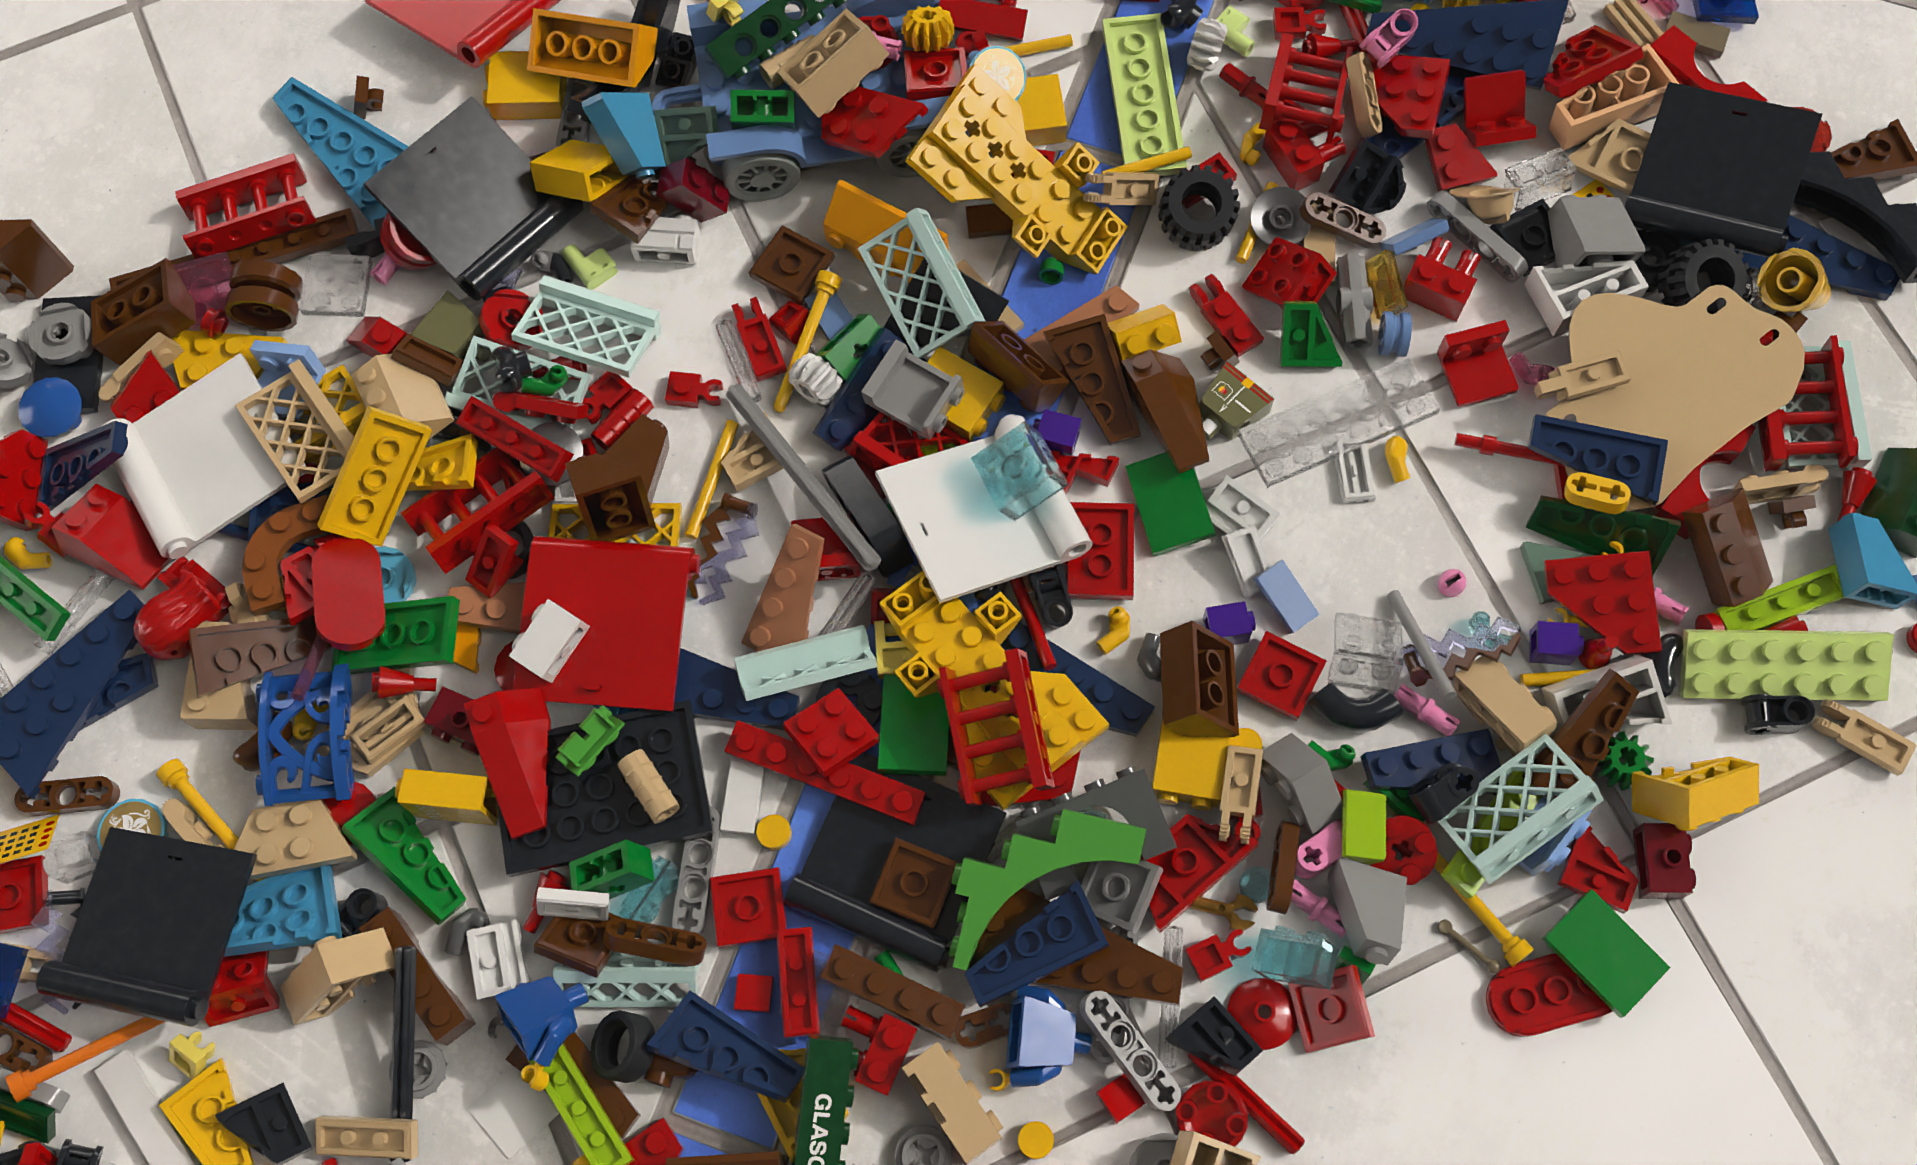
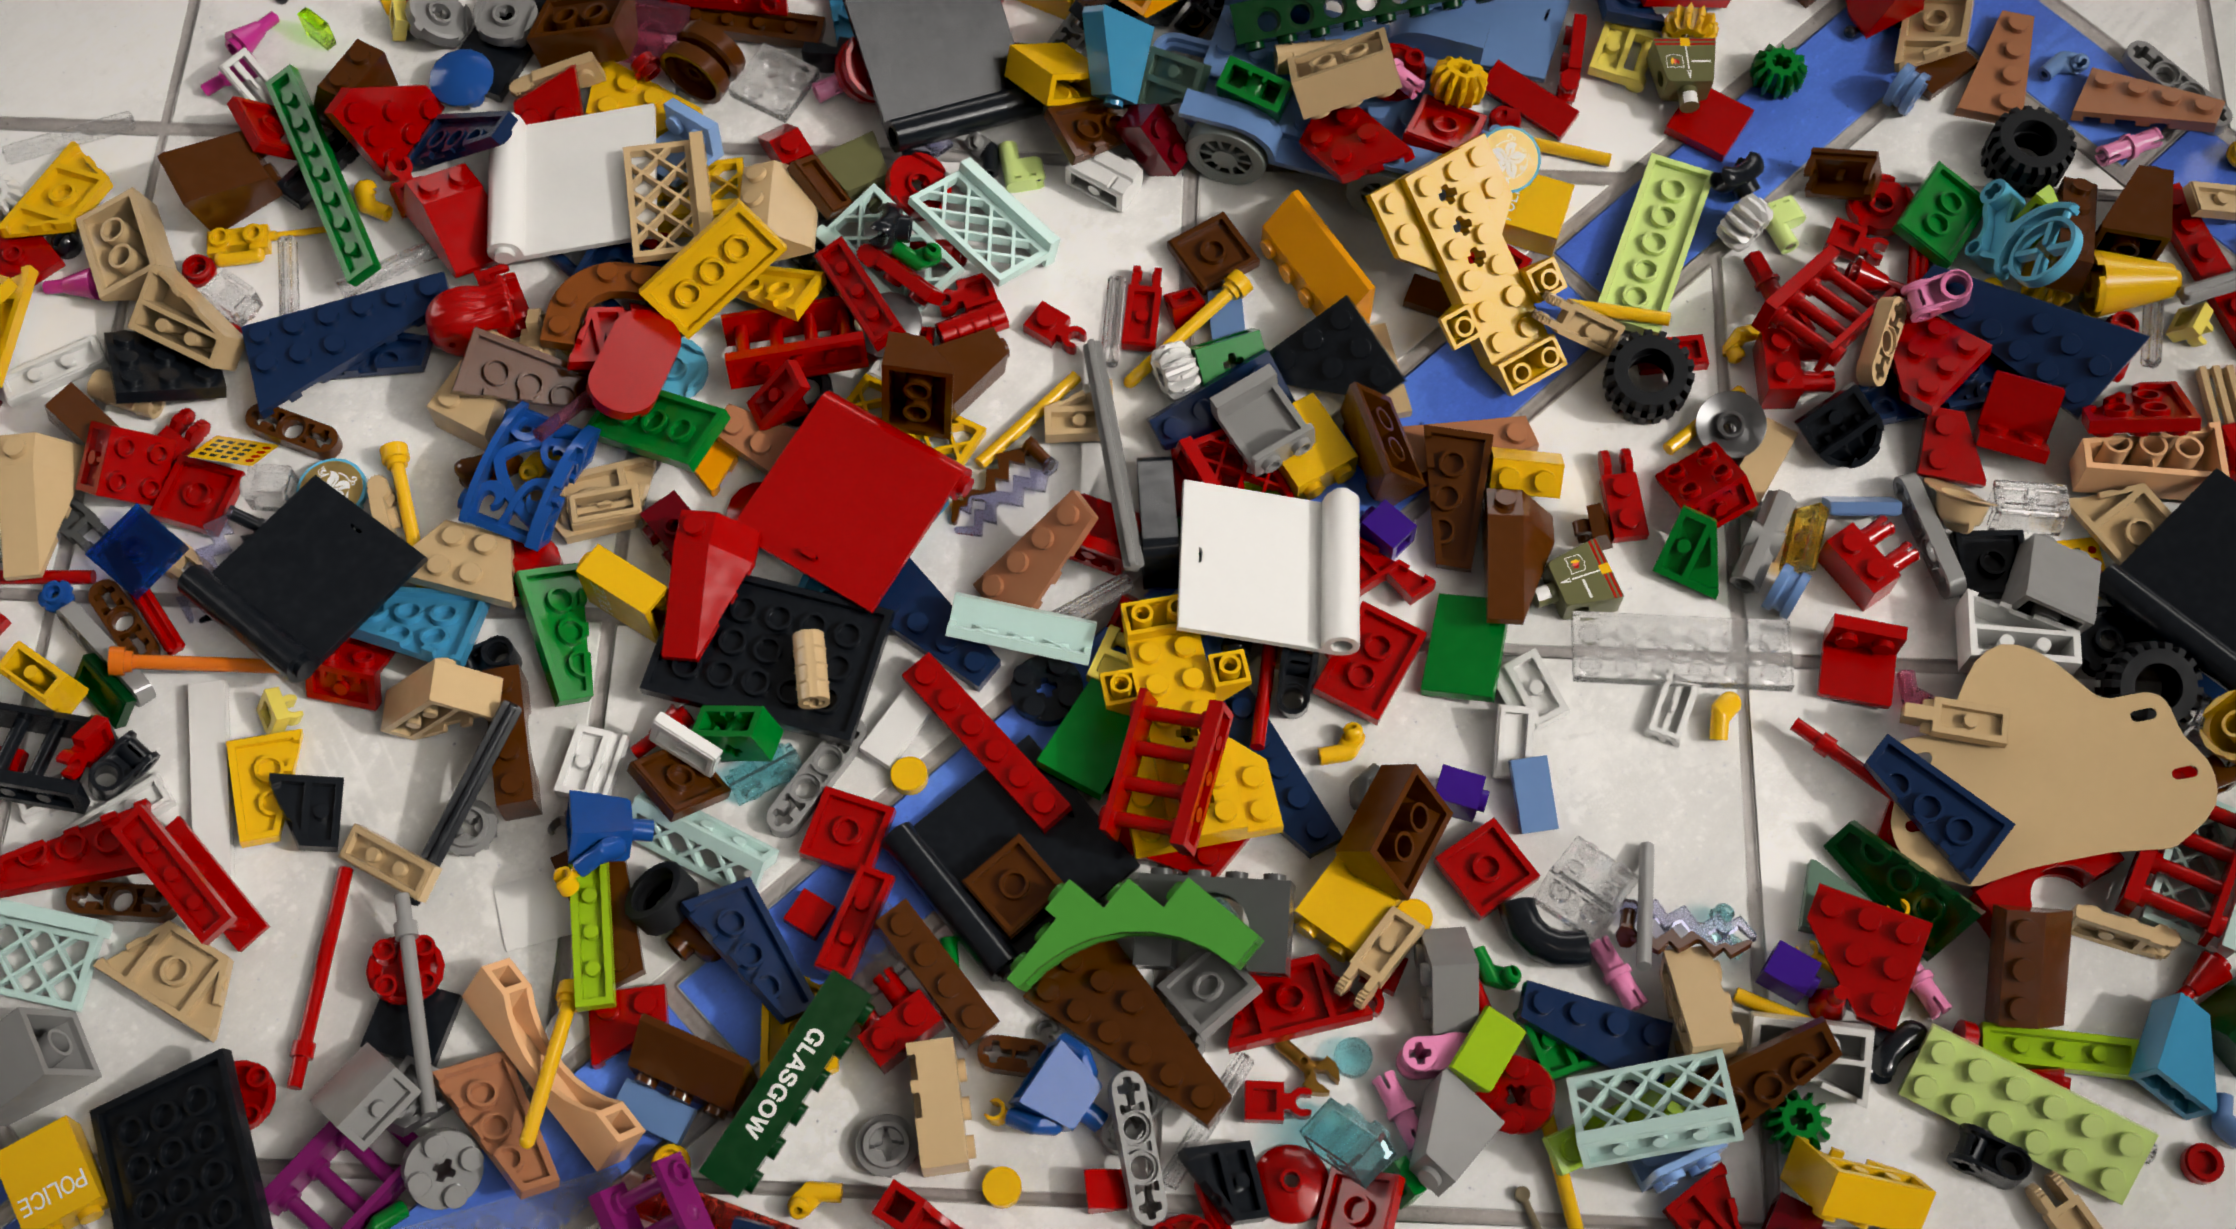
camera: 25 degrees right, 5 degrees down
(394, 683) = (630, 465): red cone -> none
(457, 934) = (585, 715): dark grey arm -> none
(548, 640) = (790, 490): white brick -> none
(580, 753) = (793, 597): bright green hinge -> none
(621, 937) = (758, 831): reddish brown beam -> none
(831, 732) = (1010, 705): red plate -> none
(940, 264) = (1352, 327): light aqua fence -> none
(1019, 471) = (1322, 542): clear light blue brick -> none
(1046, 944) = (1105, 1004): dark blue wing -> none
(1051, 271) = (1468, 380): green hinge -> none
(1283, 867) = (1384, 1050): reddish brown beam -> none
(1356, 218) = (1778, 455): reddish brown beam -> none
(1438, 794) = (1579, 1056): black piece -> none
(1454, 589) = (1717, 870): bright pink hinge -> none
(1597, 493) = (1911, 842): yellow beam -> none
(1792, 510) = (2122, 963): reddish brown tile -> none

